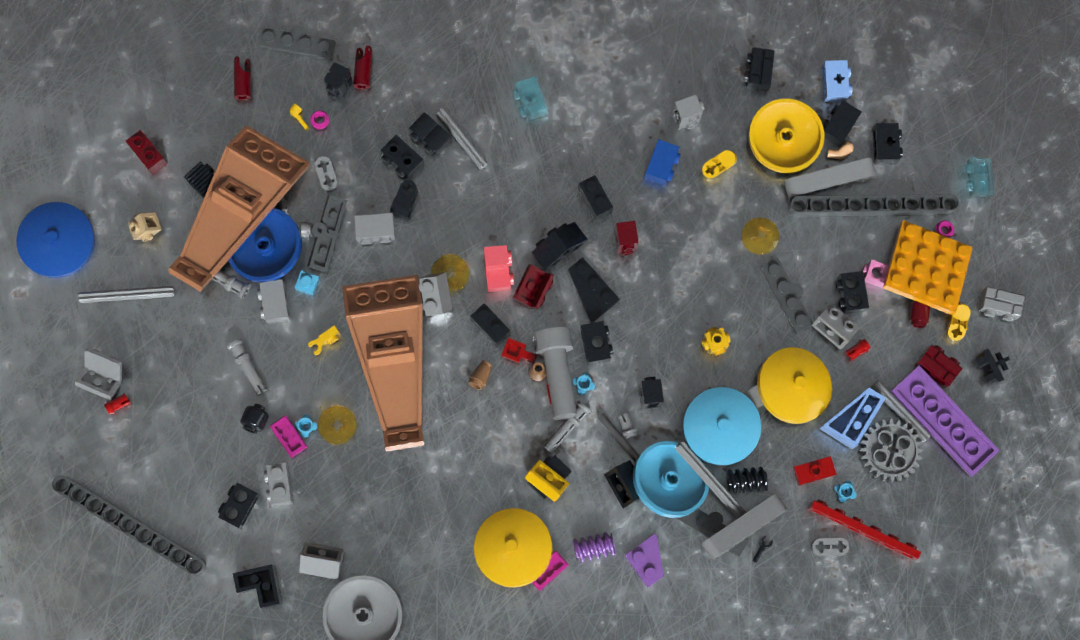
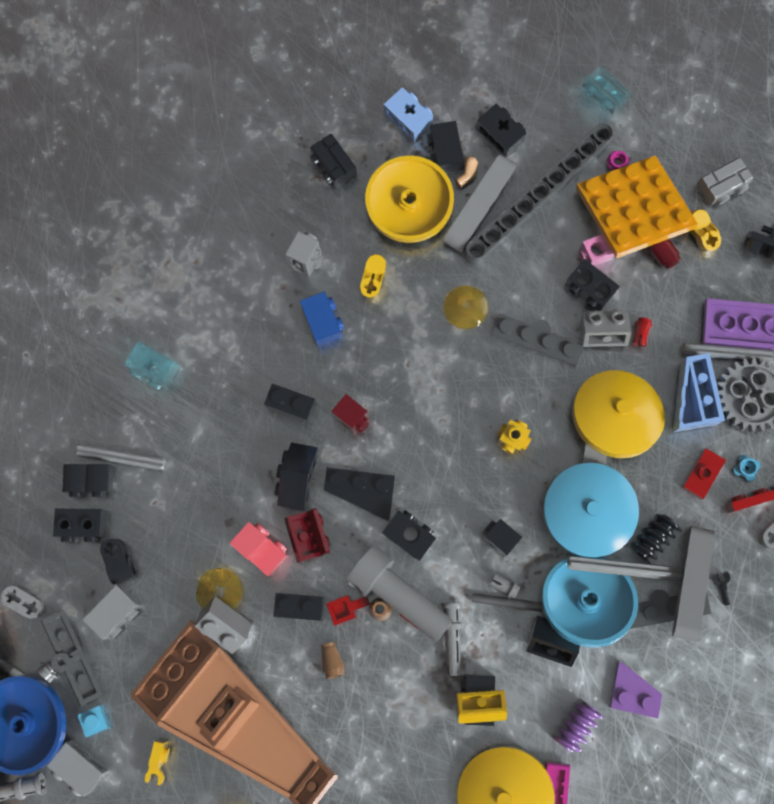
camera: 30 degrees left, 0 degrees up
(583, 388) = (434, 588): medium azure plate -> none
(939, 365) = (723, 283): dark red brick -> none

